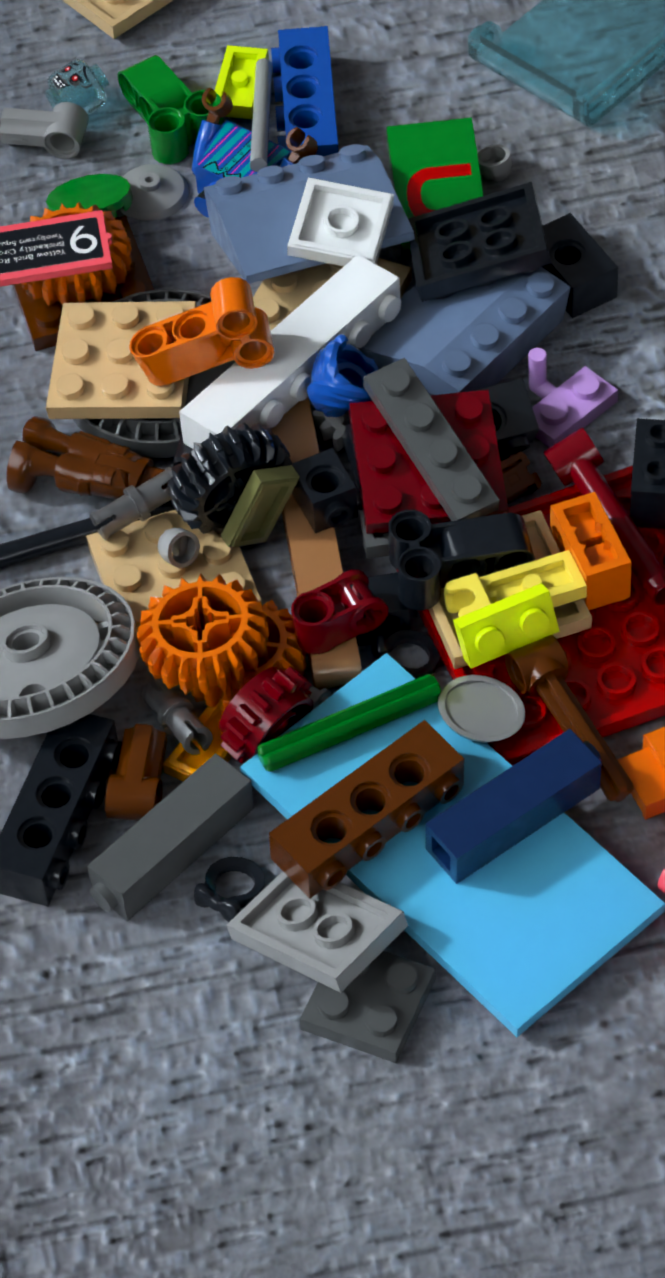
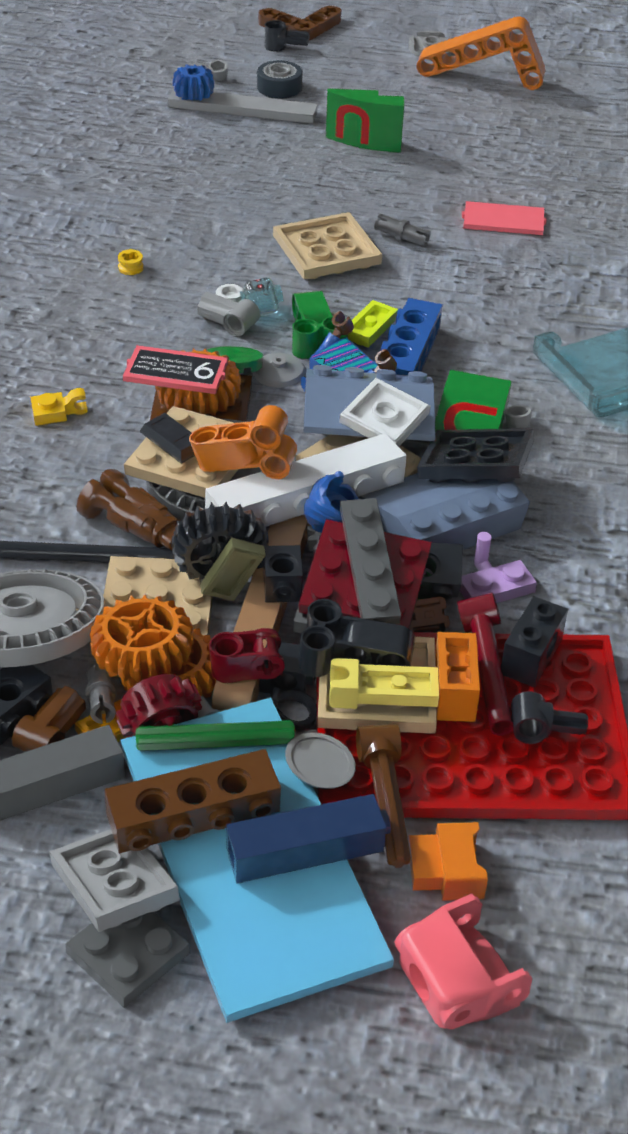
camera: 15 degrees right, 10 degrees down
(28, 95) = (230, 292): none -> white tile
(93, 352) = (169, 436): none -> black tile
(134, 504) = (144, 544): flat silver pin -> none
(182, 544) = (169, 580): light grey hinge -> none
(206, 895) = (51, 824): black piece -> none
(261, 114) = (370, 339): light grey bar -> none
(506, 625) = (364, 704): neon yellow plate -> none
(580, 264) = (547, 494): black brick -> none

